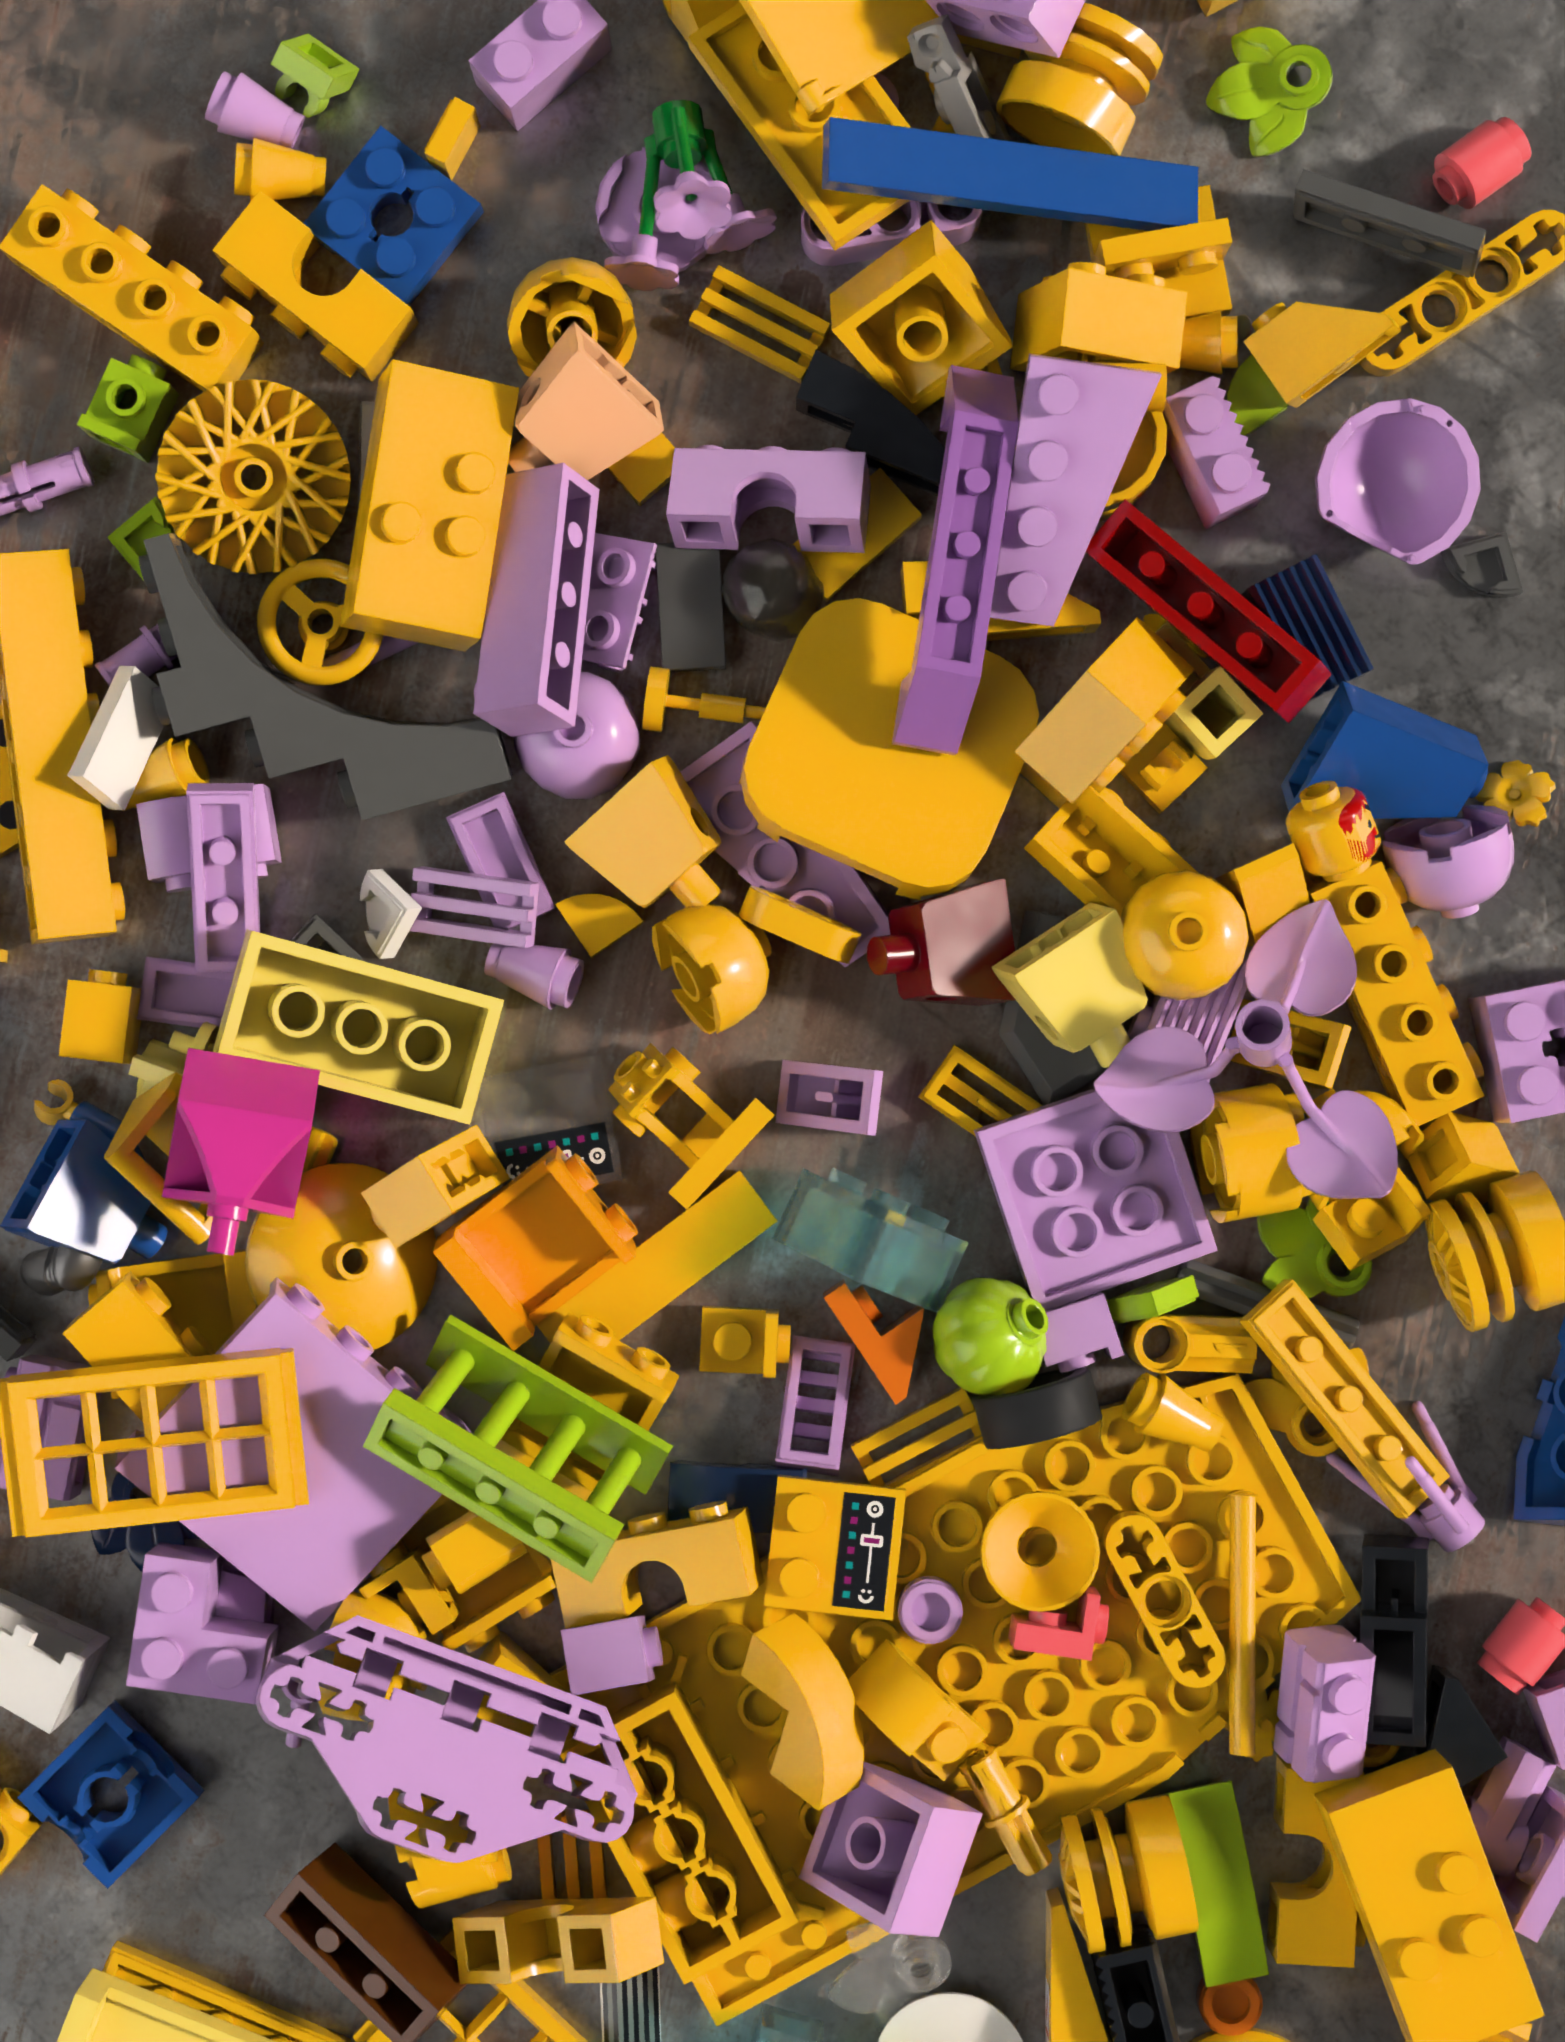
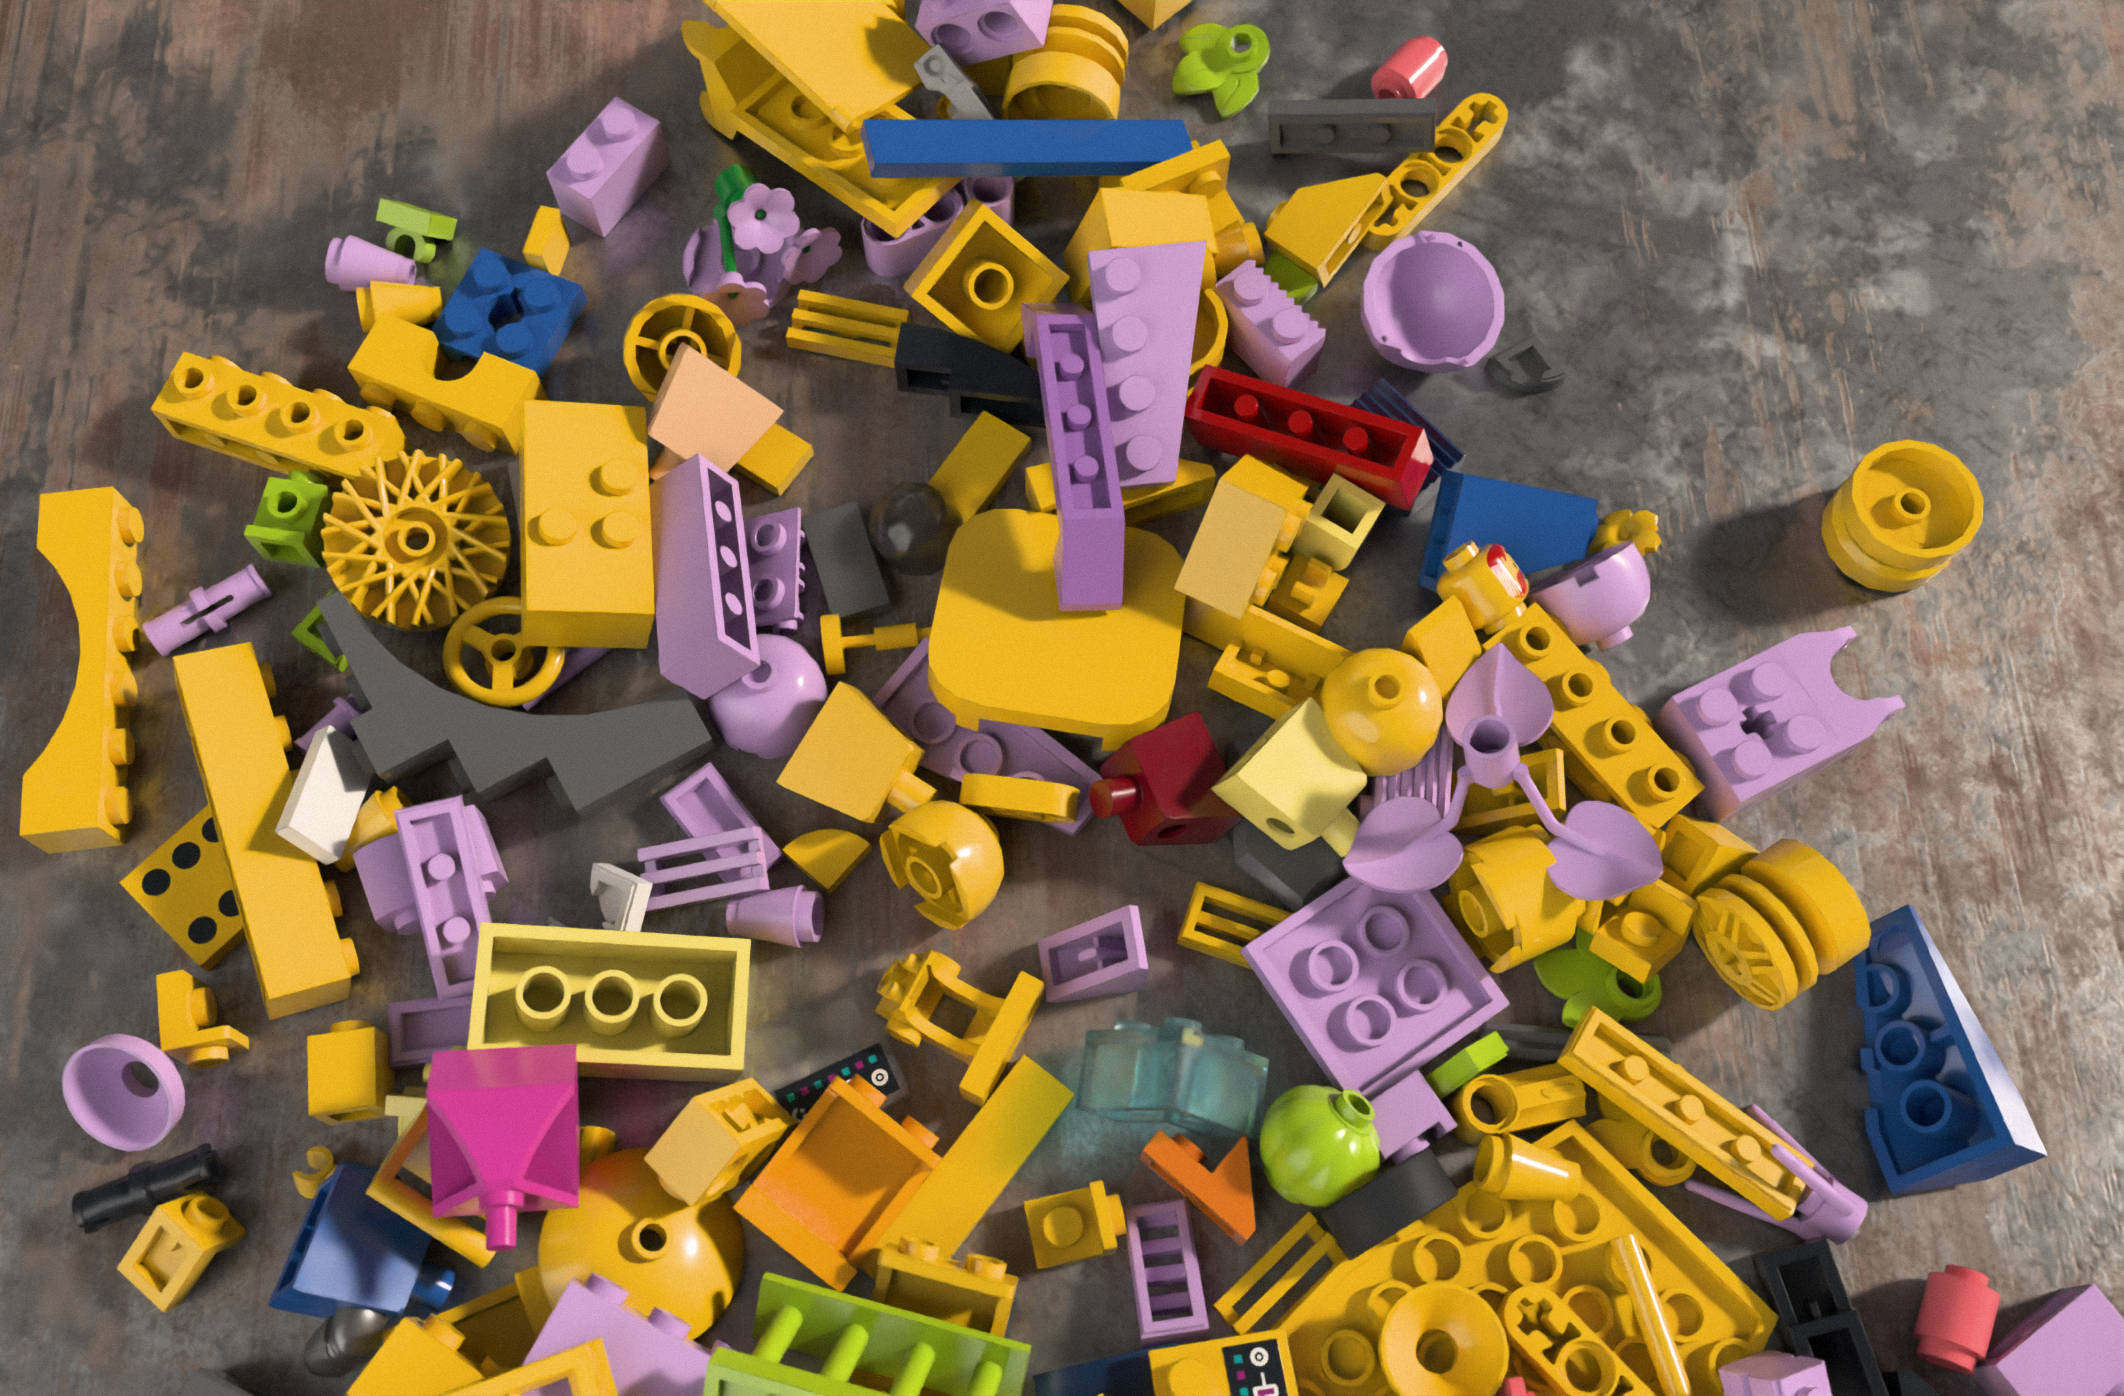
camera: 15 degrees left, 20 degrees down
(721, 487) = (850, 451): lavender arch -> none

